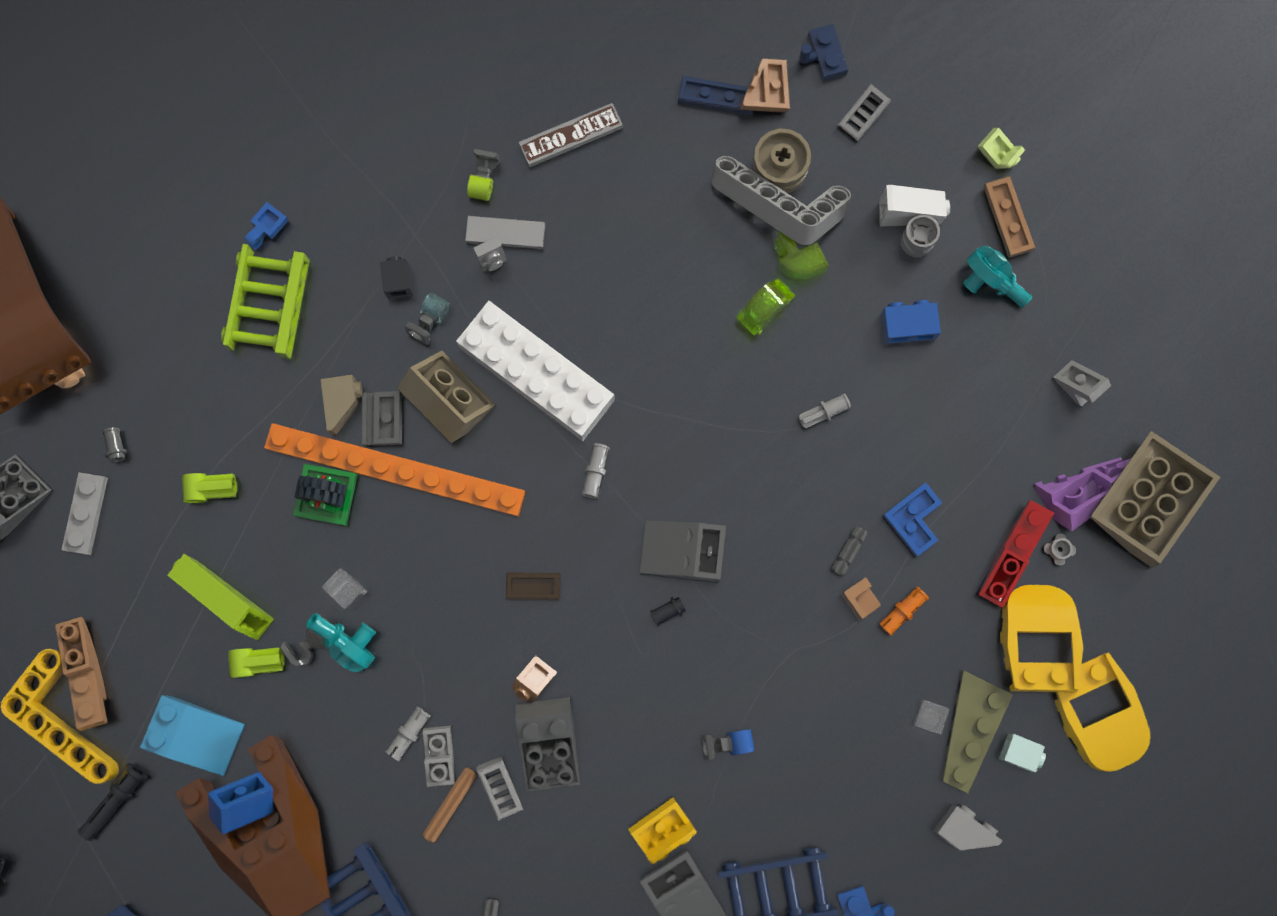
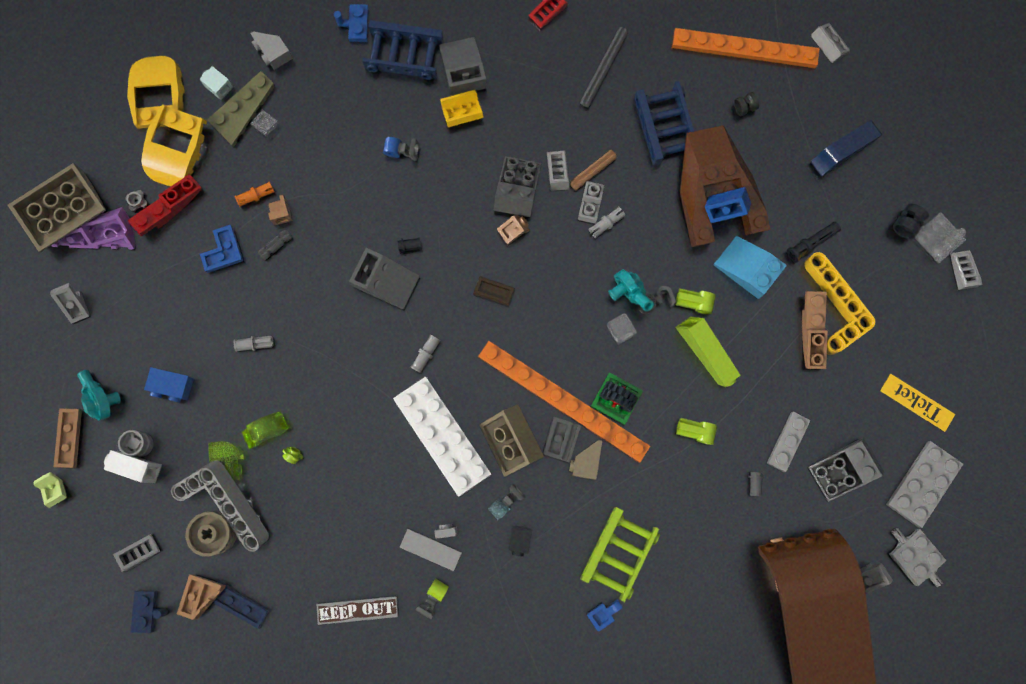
camera: 165 degrees left, 0 degrees up
(719, 287) = (292, 455): none -> lime plate

